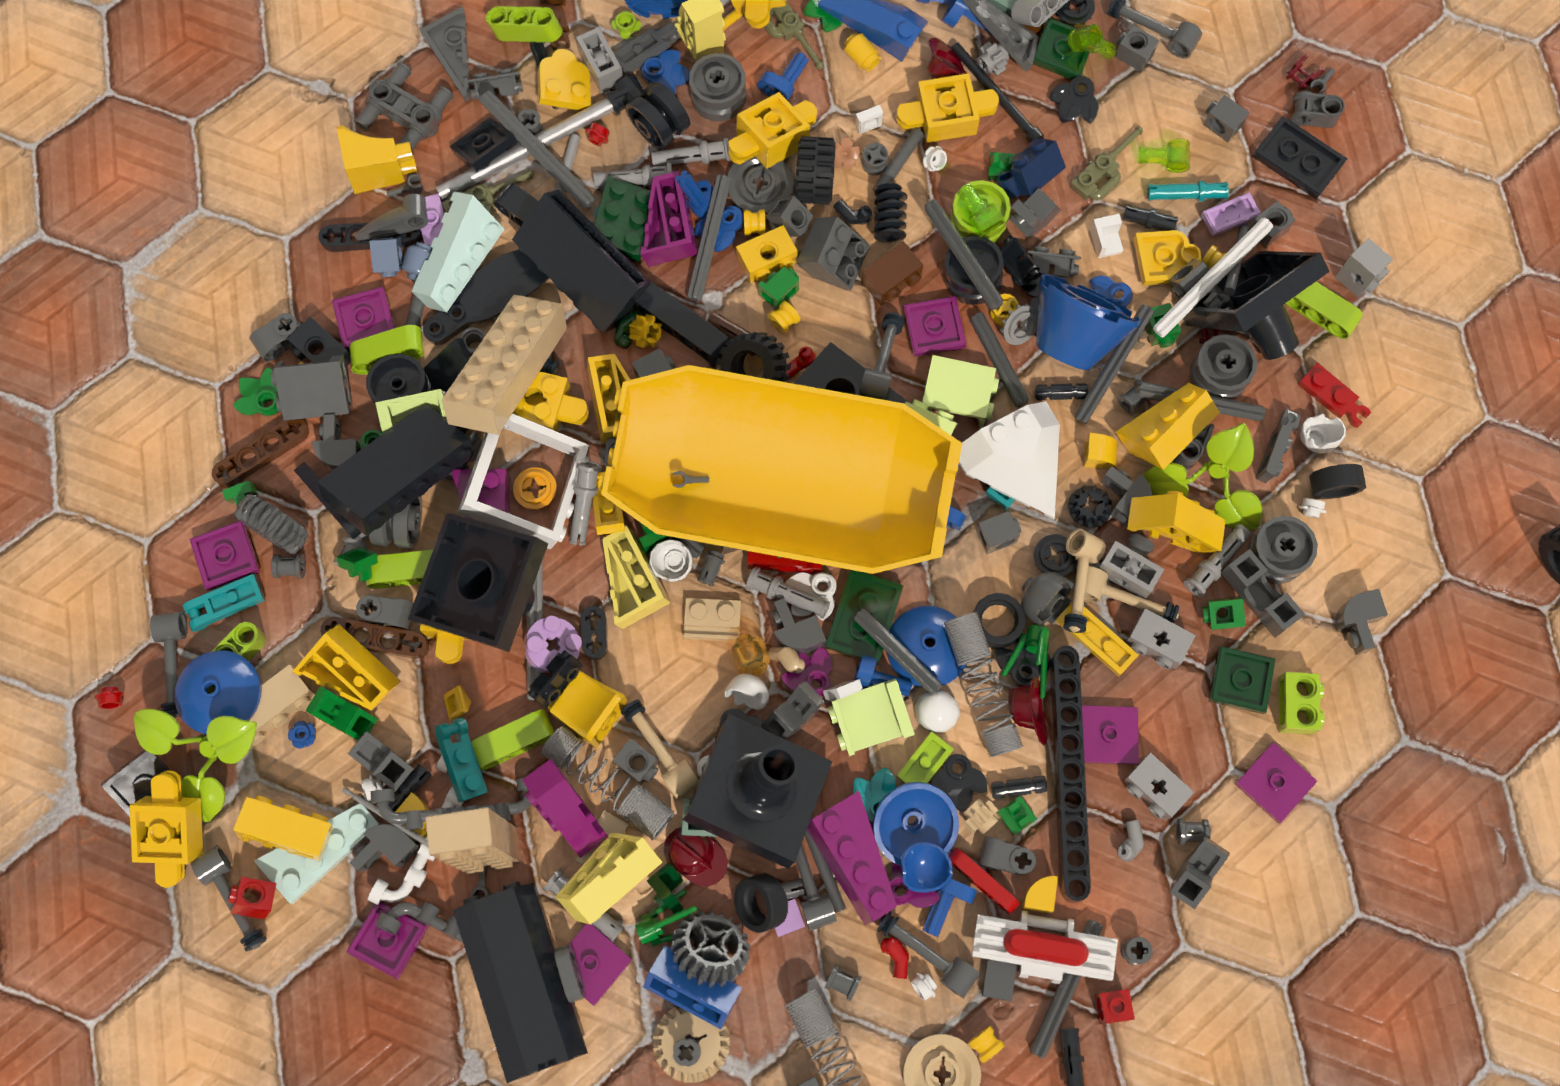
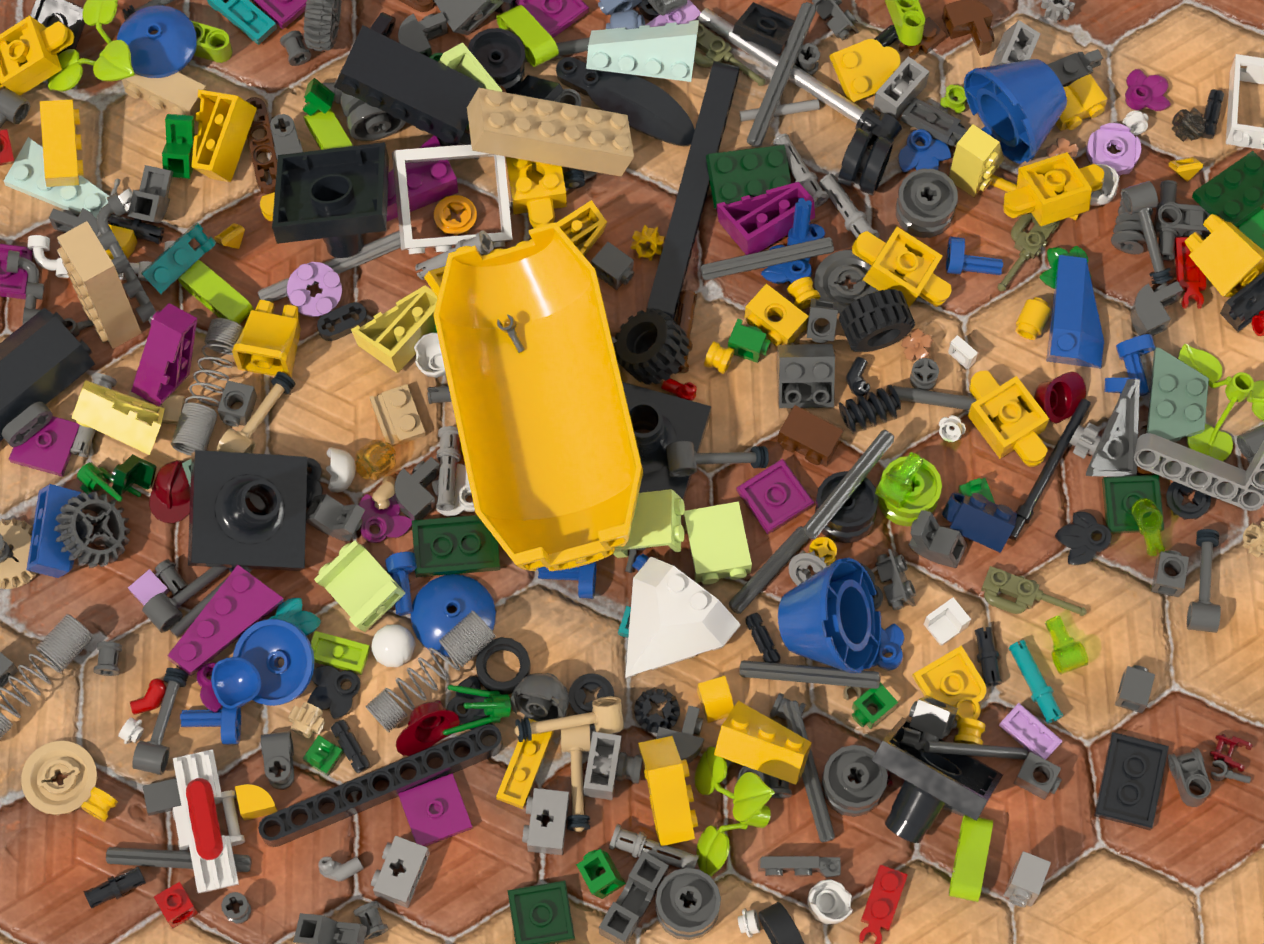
camera: 65 degrees right, 5 degrees down
(309, 734) = (152, 132): blue plate -> none
(548, 689) = (269, 299): black hinge -> none
(580, 260) = (683, 155): black brick -> none
(597, 134) = (827, 121): red plate -> none
(621, 334) = (637, 225): dark green arm -> none
(774, 897) = (149, 556): black tyre -> none
(842, 690) = (374, 550): white tile -> none
(897, 651) = (430, 583): dark grey axle -> none
(983, 881) = (247, 745): red beam -> none
(998, 532) = (590, 633): dark grey brick -> none
(1024, 270) = (873, 542): black hinge -> none
(1213, 277) = (938, 728): white axle -> none

